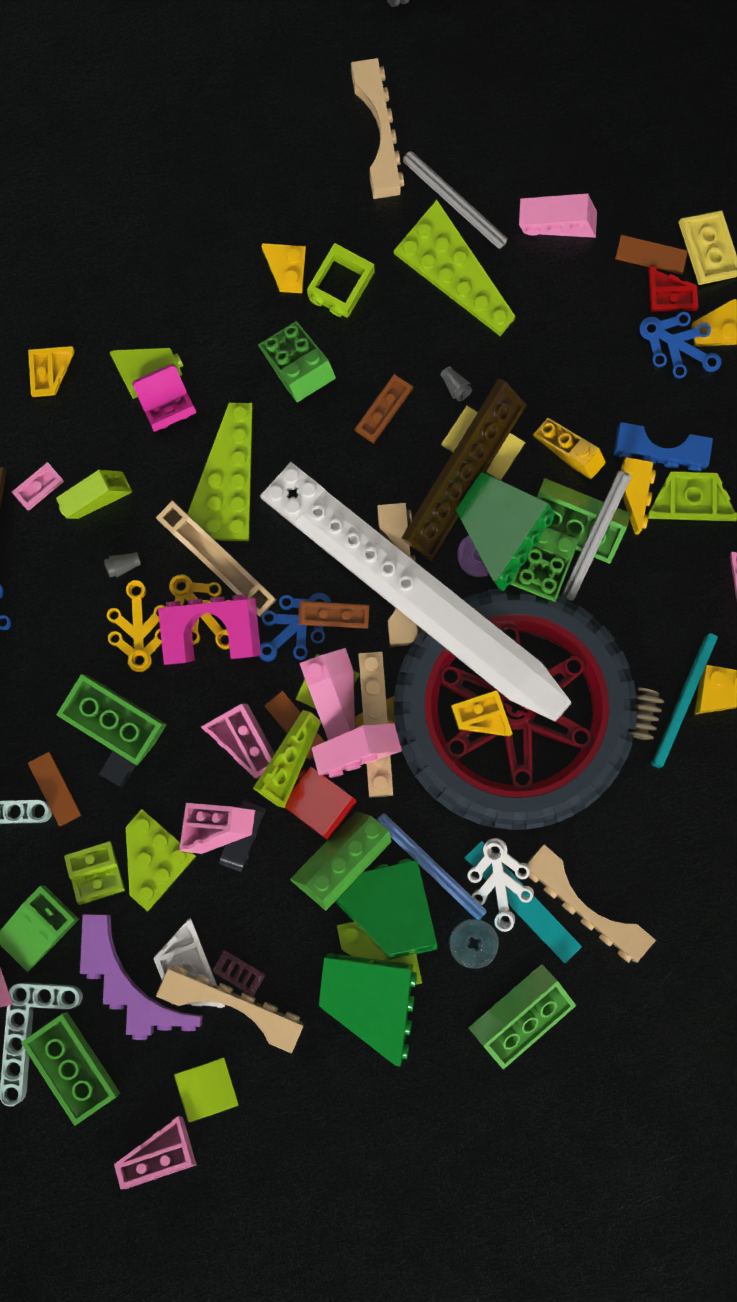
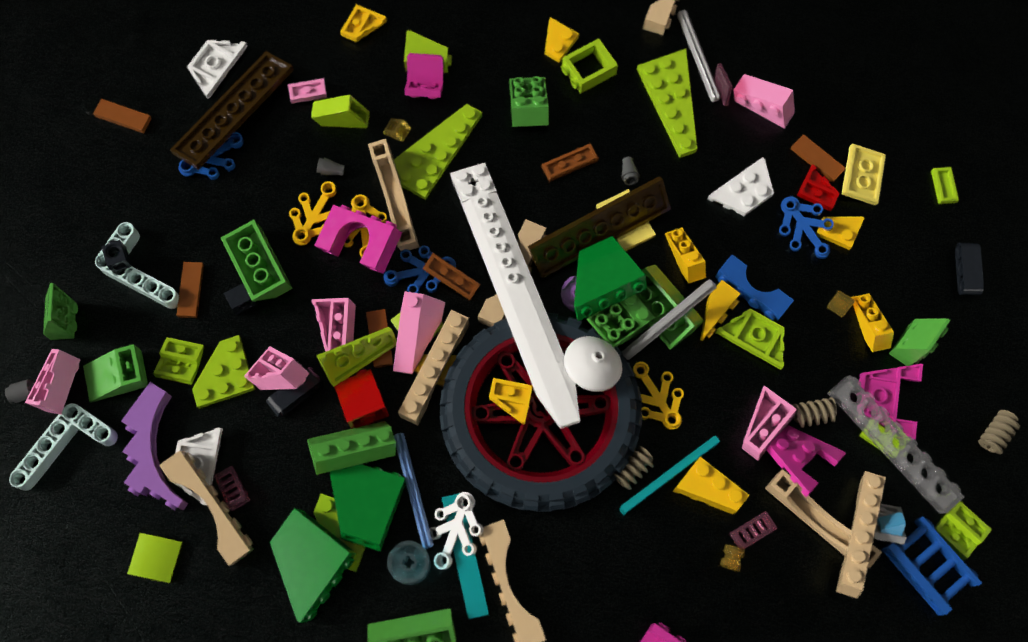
camera: 30 degrees right, 10 degrees down
(70, 1068) = (71, 484): bright green slope -> none
(159, 1156) = (88, 585): bright pink wedge -> none
(167, 475) = (397, 129): none -> clear yellow slope
(356, 748) = (408, 370): bright pink wedge -> none
(504, 224) = (723, 84): none -> clear pink piece
(543, 641) = (587, 369): none -> white dish
(593, 334) = (746, 189): none -> white wing
(629, 622) = (659, 399): none -> yellow plant

